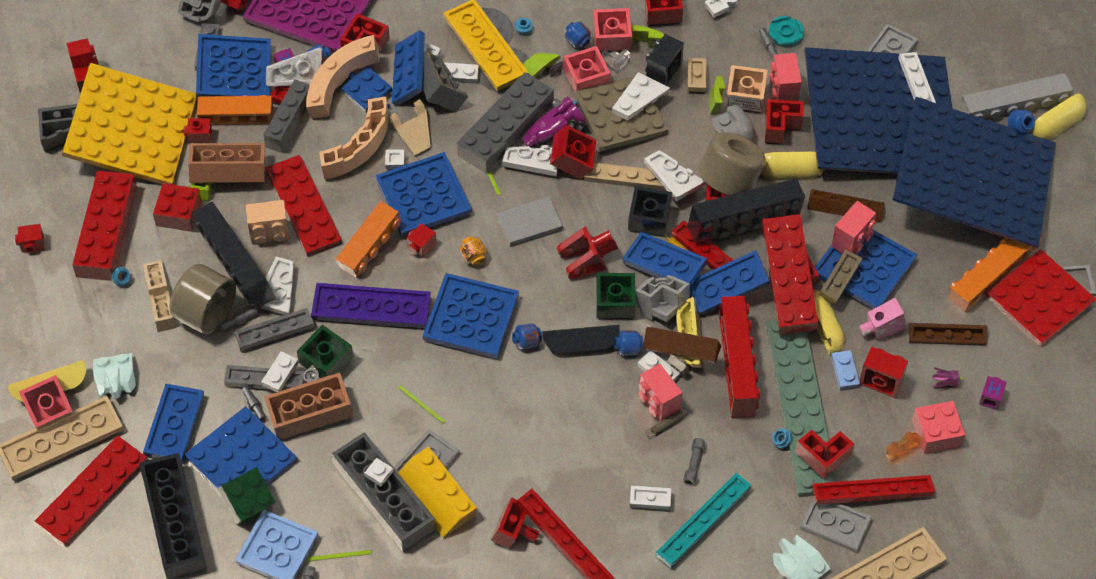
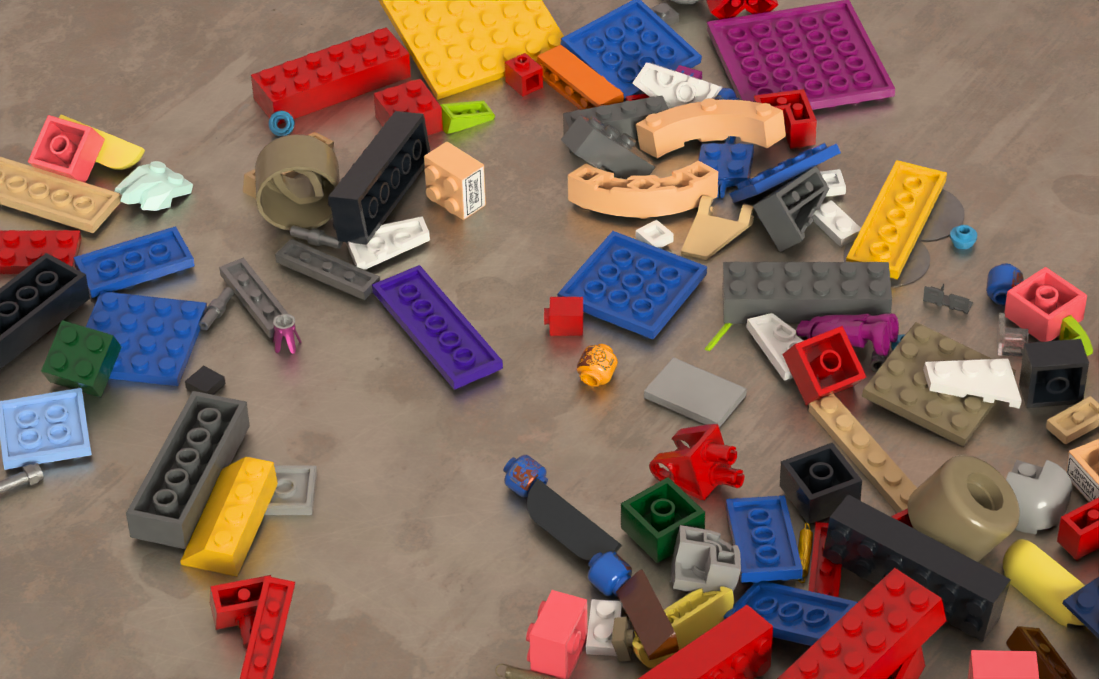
camera: 55 degrees right, 15 degrees down
(30, 238) = (263, 38): red brick -> none
(226, 162) = (498, 109): nougat brick -> none
(280, 372) = (270, 299): white plate -> none
(303, 205) = (515, 204): red plate -> none
(309, 406) = (248, 347): nougat brick -> none
(310, 444) = (205, 381): none -> black tile
(319, 134) = (606, 148): none -> dark grey wedge
(325, 352) = (329, 321): dark green brick -> none
(338, 555) = (81, 488): lime piece -> none
(368, 239) = (517, 269): orange brick -> none
(378, 472) = (199, 440): white plate -> none
(421, 404) = (348, 444): lime piece -> none
(471, 315) = (507, 414): blue plate -> none
(539, 62) = (924, 273): lime slope -> none
(586, 69) = (959, 313): coral brick -> none
(672, 175) = (893, 472): white wing -> none
(715, 99) = (1060, 453): lime slope -> none

